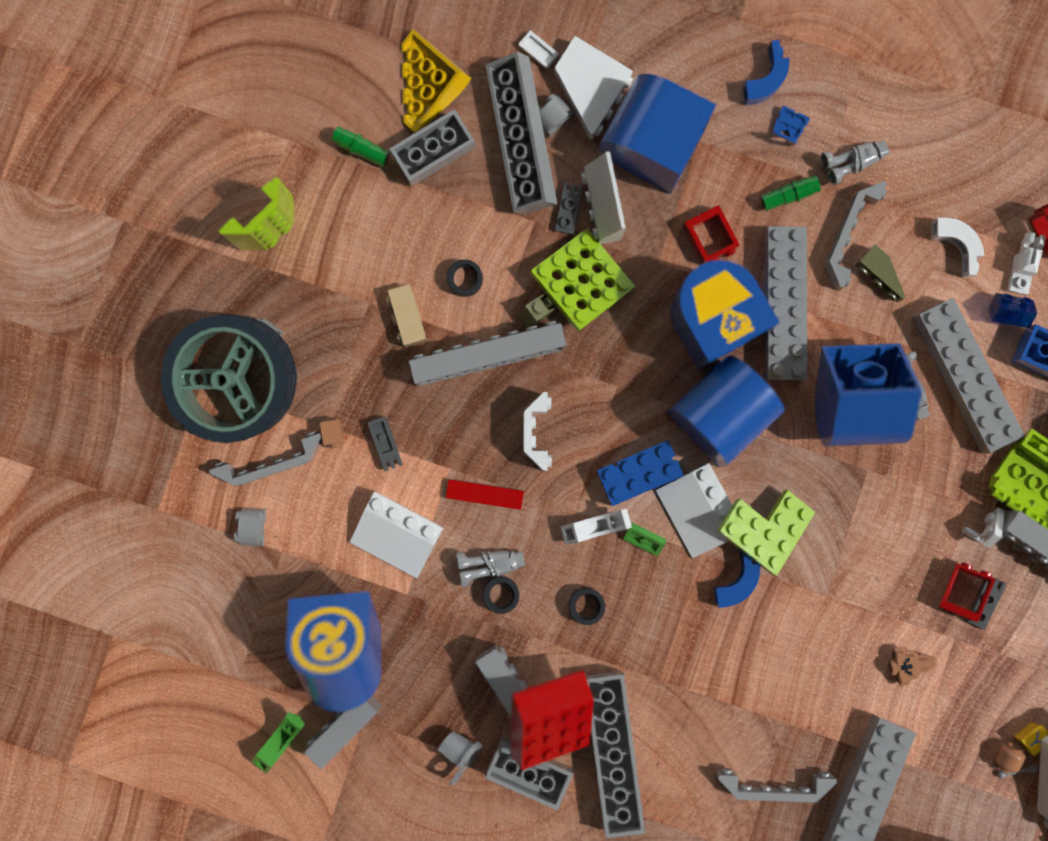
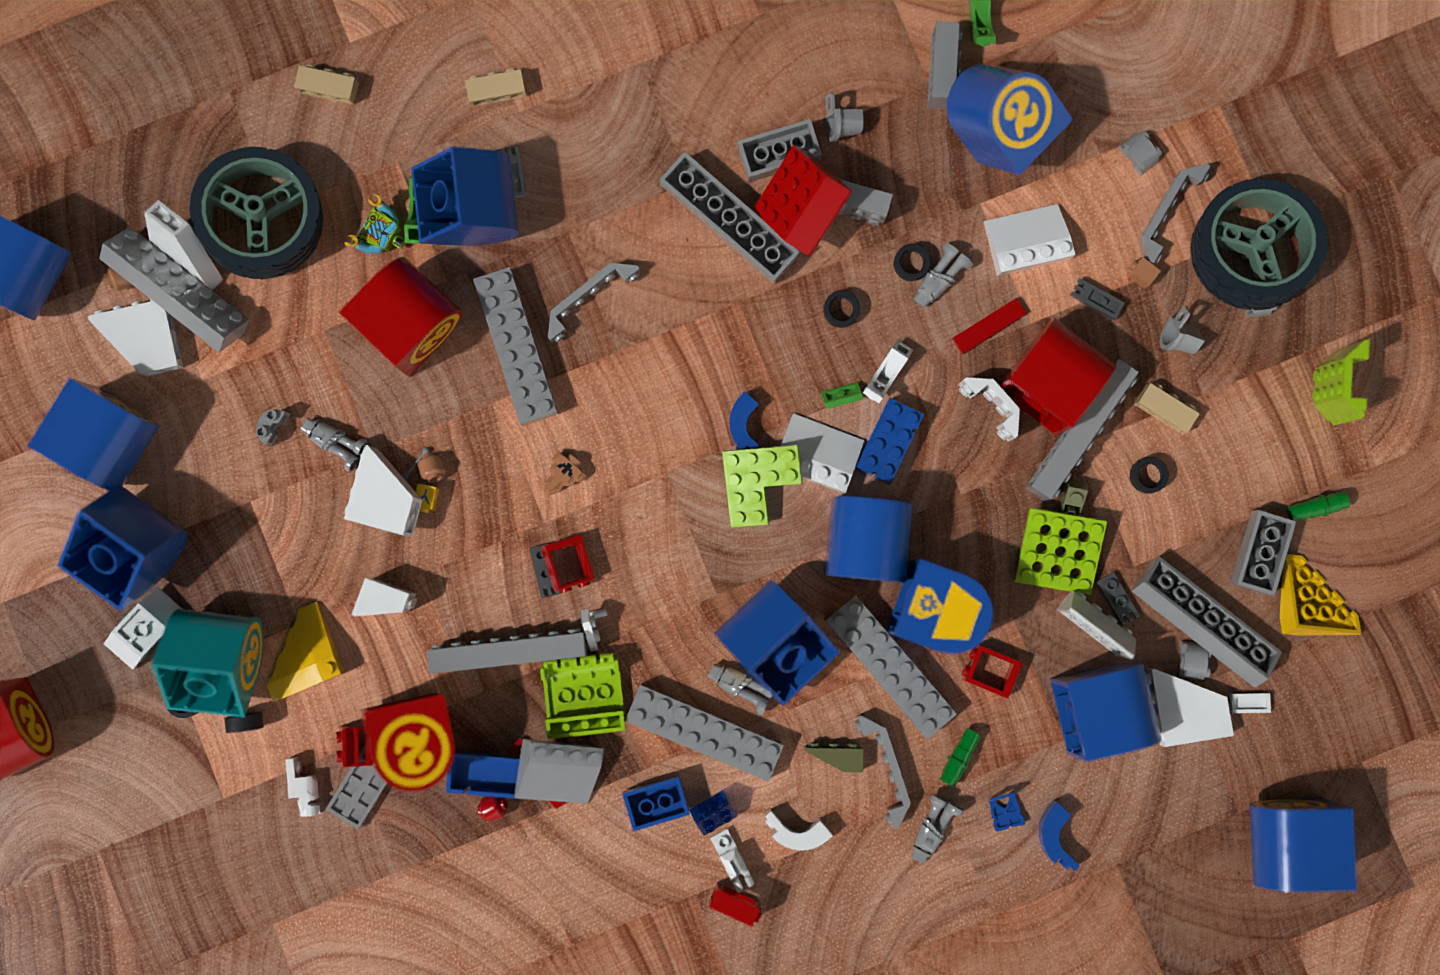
camera: 135 degrees right, 0 degrees up
(347, 360) = (1180, 335): none -> light grey container
(471, 410) = (1057, 377): none -> red brick

